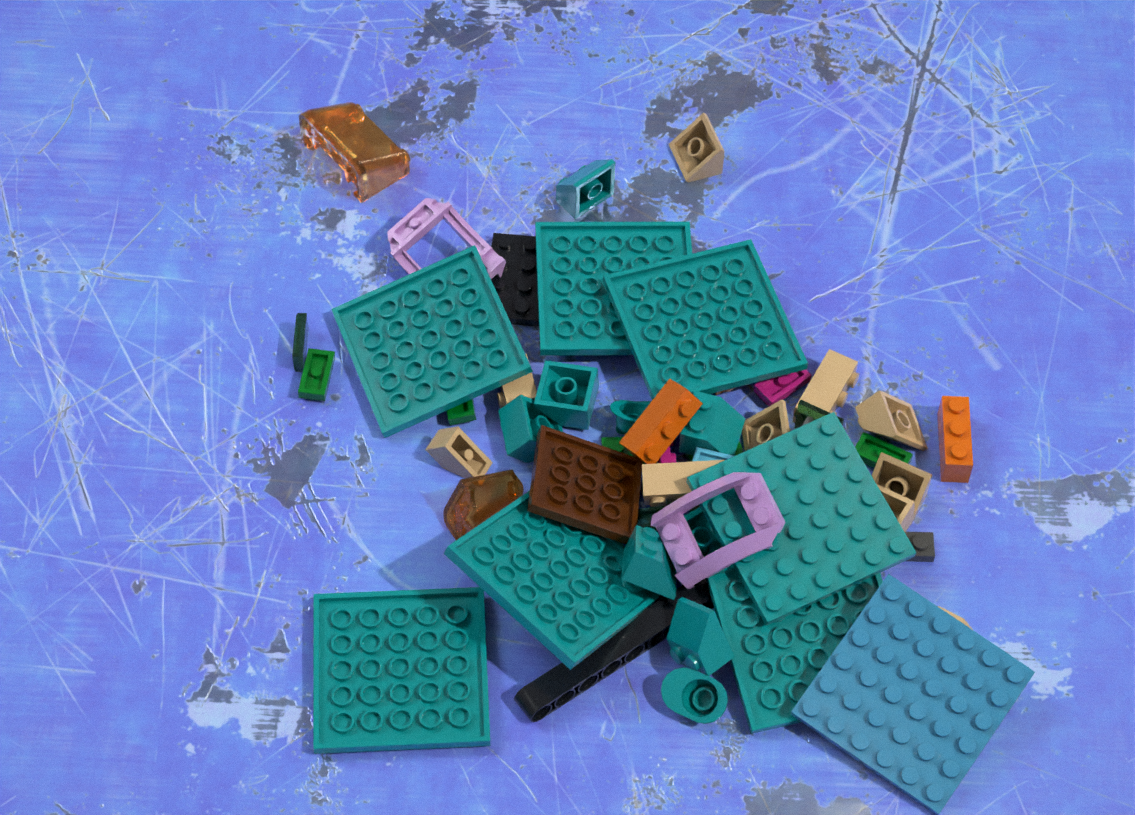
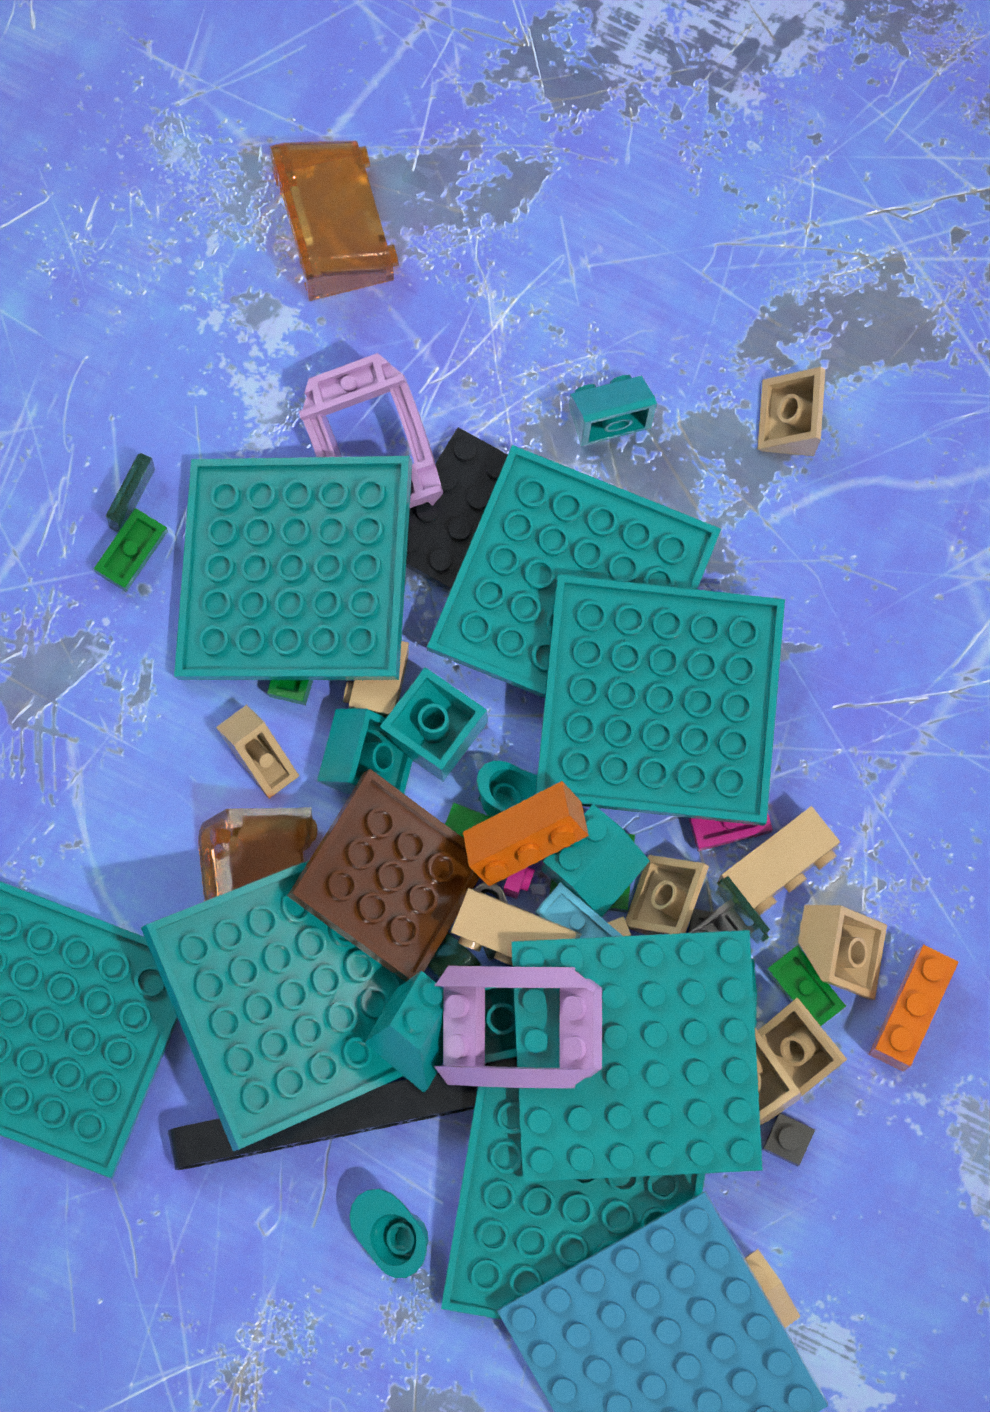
camera: 20 degrees right, 20 degrees up
(697, 638) = (424, 1164): teal slope -> none

